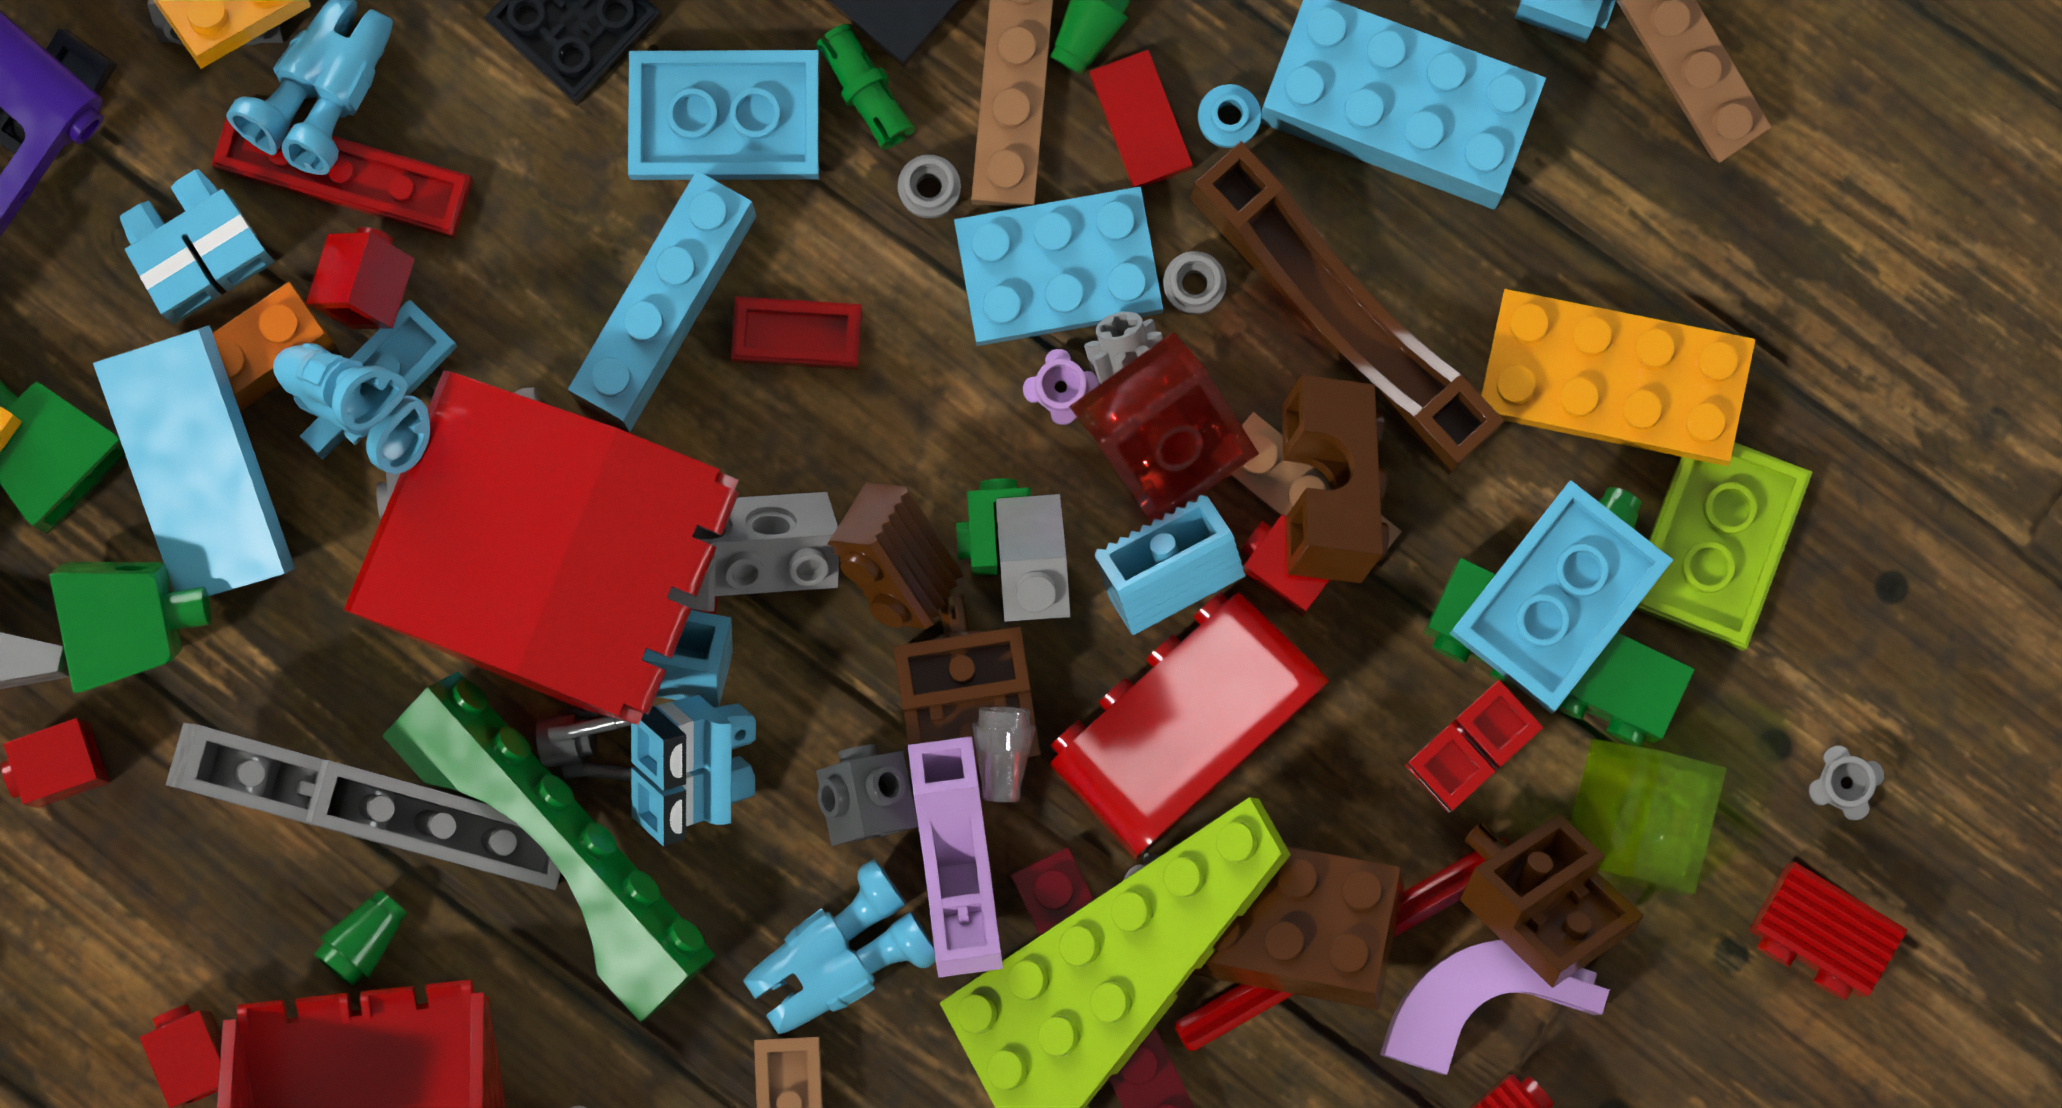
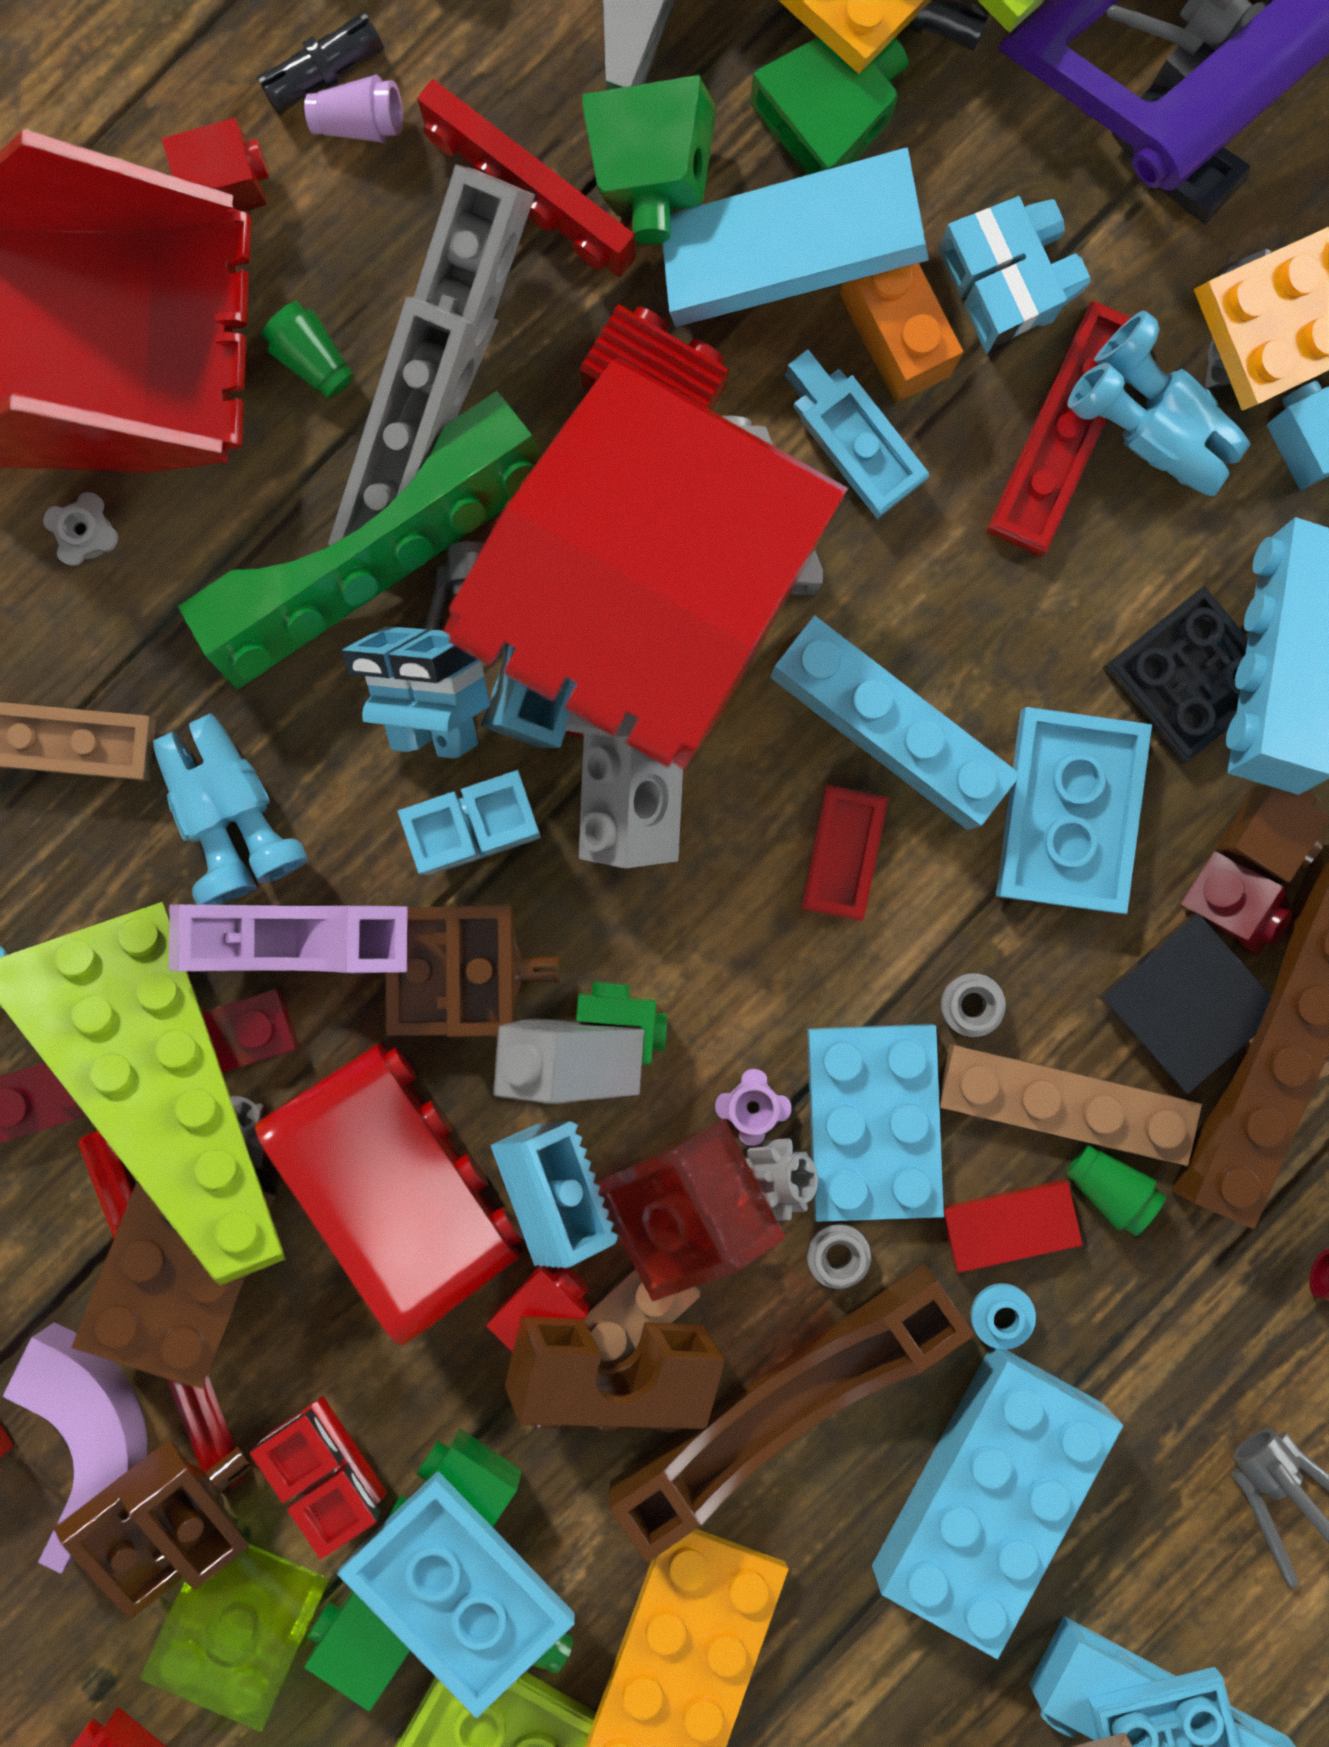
camera: 90 degrees right, 5 degrees up
(54, 764) = (520, 76): red brick -> none
(62, 972) = (321, 63): none -> black pin
(108, 926) = (357, 110): none -> lavender cone
(148, 764) = (556, 203): none -> red plate
(317, 602) = (645, 344): none -> red brick
(359, 402) = (825, 395): medium azure piece -> none
(360, 279) = (956, 427): red brick -> none
(816, 691) = (462, 830): none -> medium azure hips
(865, 86) = (1083, 955): green pin -> none
(866, 795) = (366, 859): dark grey brick -> none
(895, 556) = (598, 919): reddish brown brick -> none
(1002, 749) = (394, 1001): clear cone -> none

